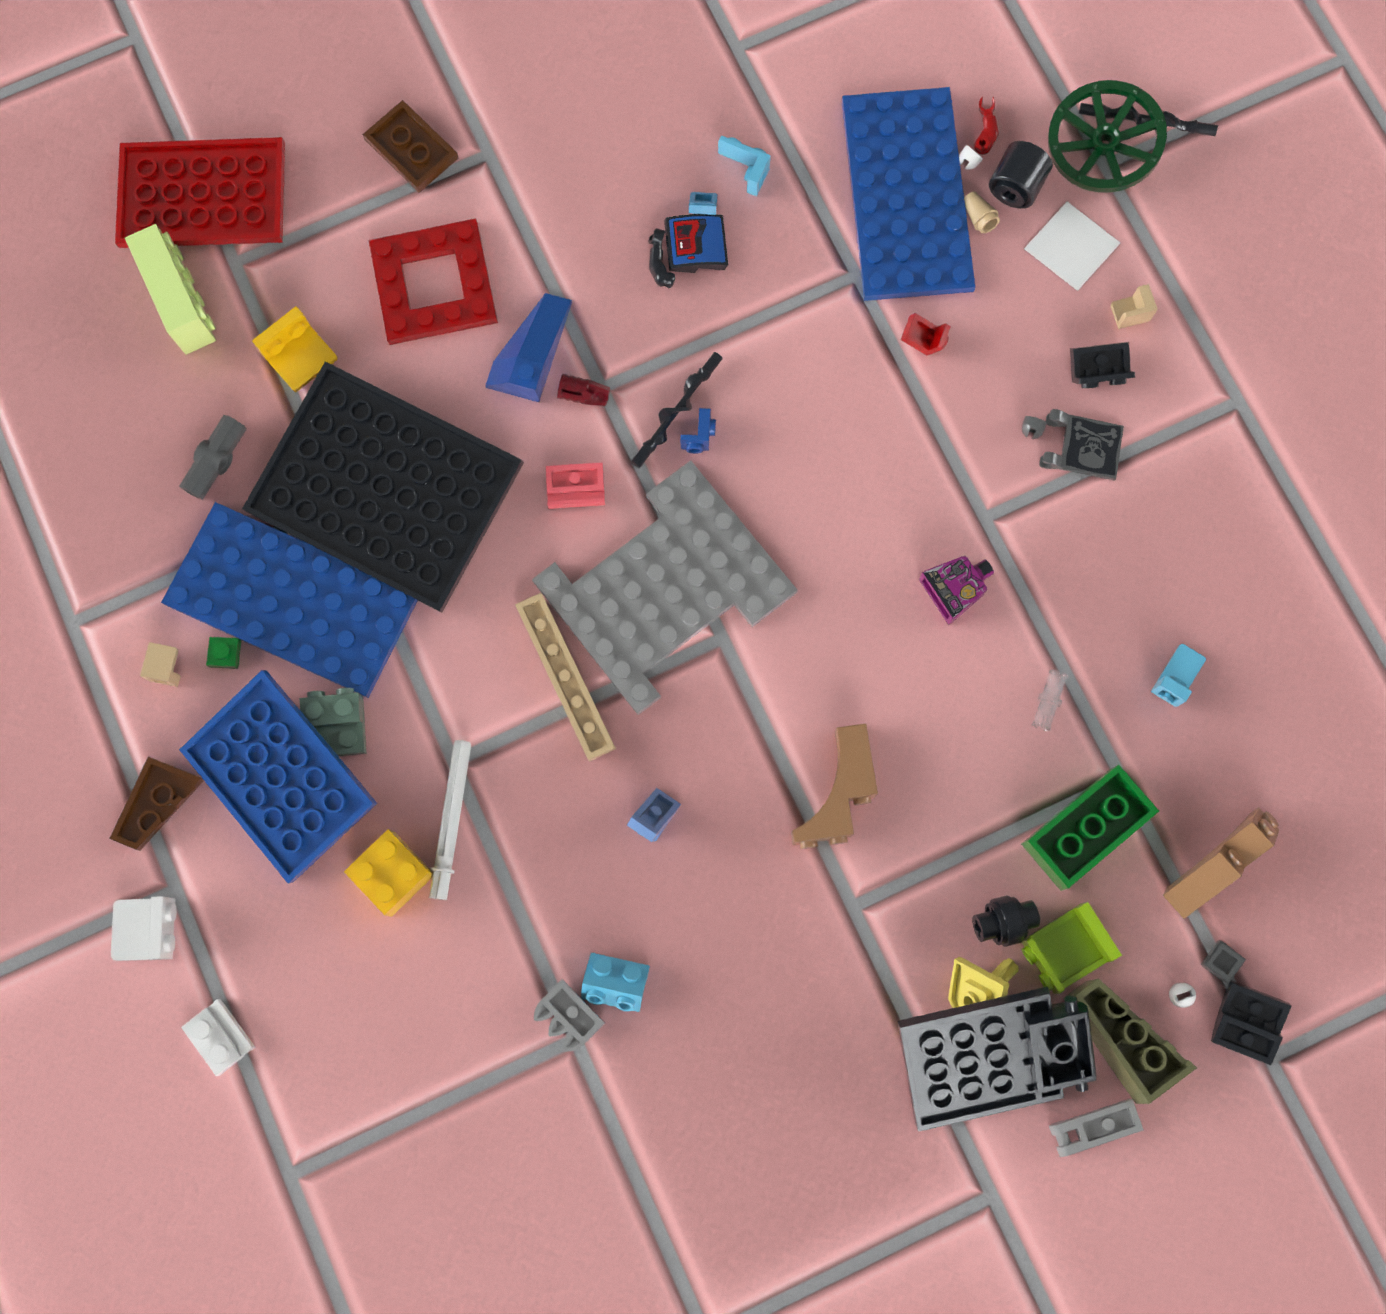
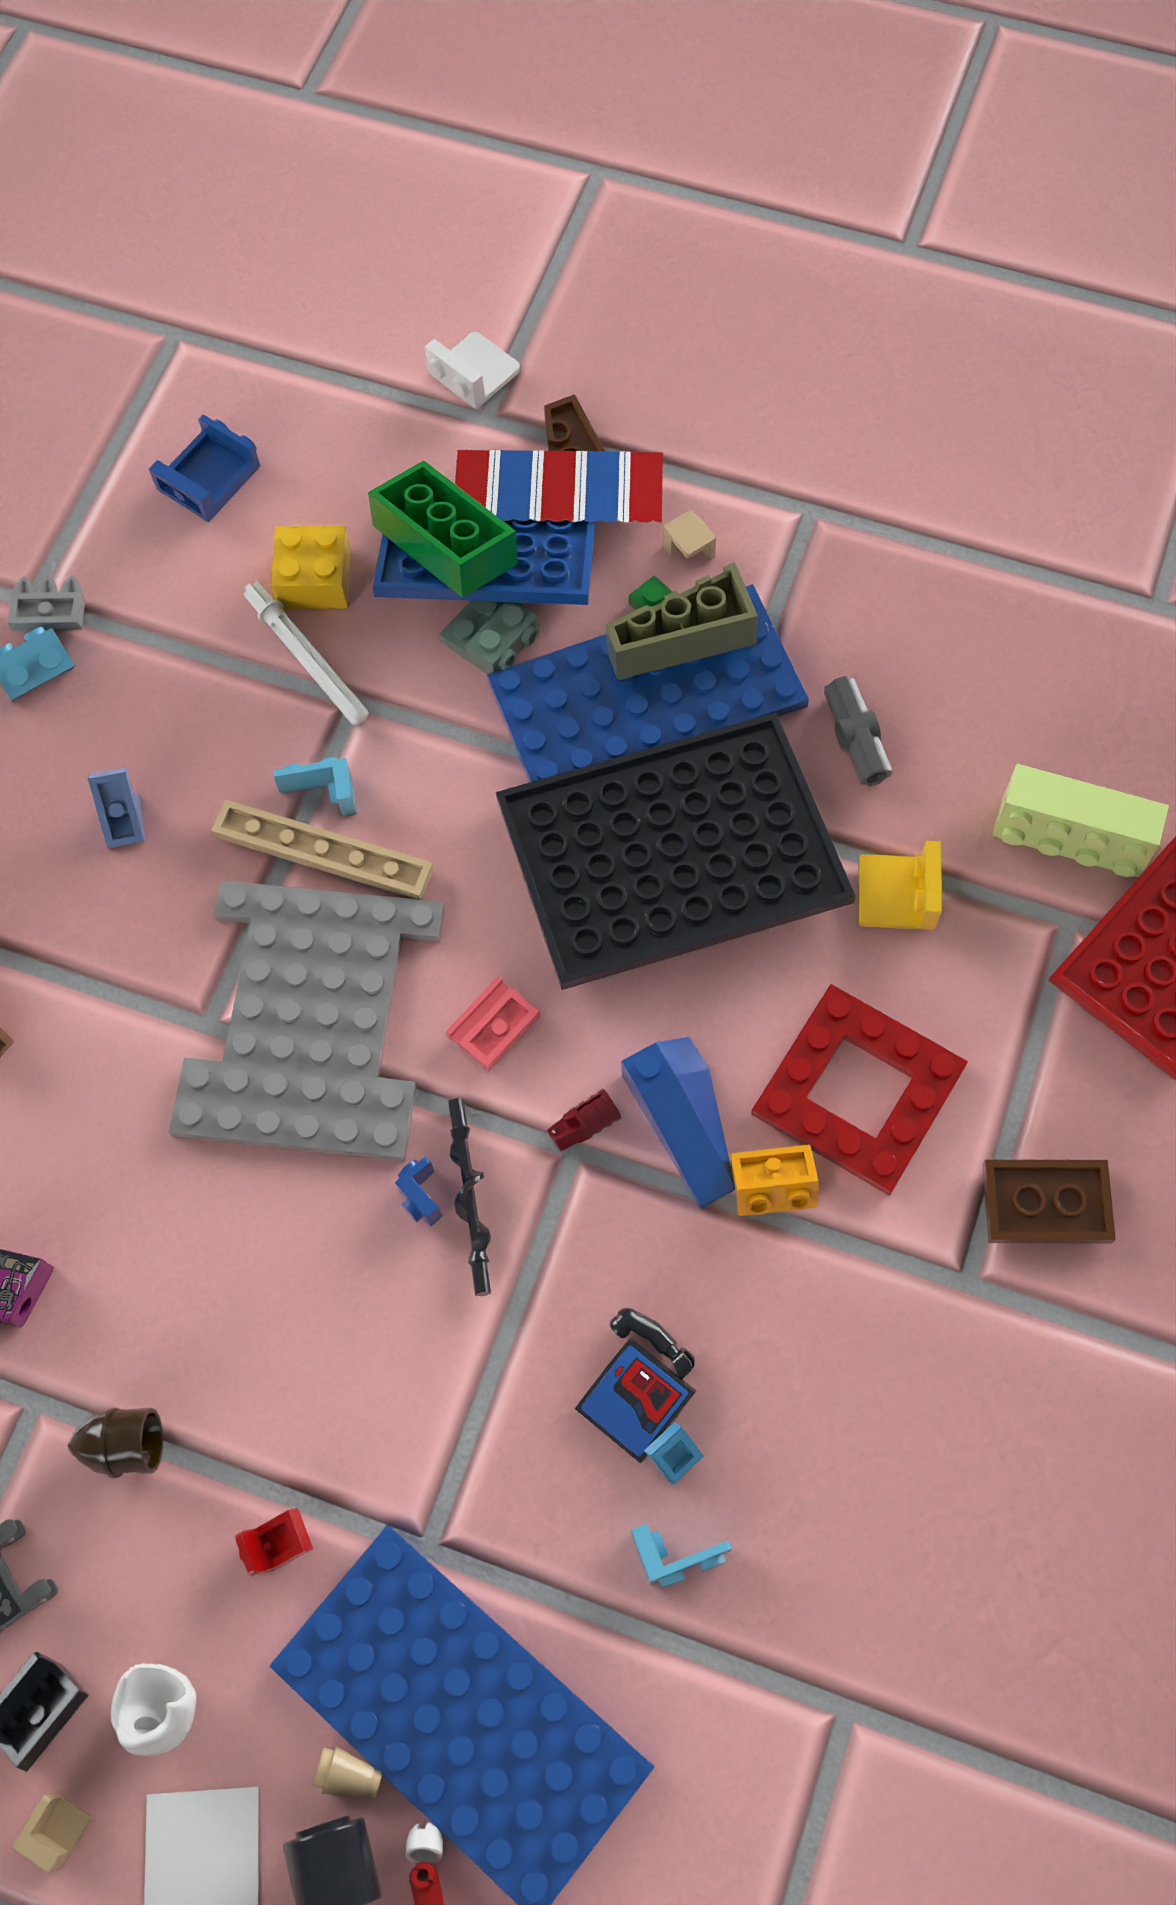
camera: 135 degrees right, 10 degrees down
(192, 778) = (564, 484): none -> sticker
(218, 1037) = (331, 359): white plate -> none
(220, 591) = (684, 627): none -> olive wedge
(294, 794) = (443, 528): none -> green brick
(377, 1024) = (208, 469): none -> blue panel
(519, 702) = (328, 772): none -> medium azure bracket
(522, 275) = (775, 1180): none -> light orange bracket
(961, 447) = (116, 1442): none -> dark brown helmet
(1033, 425) = (58, 1556): dark grey hinge -> none
(1044, 308) = (152, 1709): none -> white piece

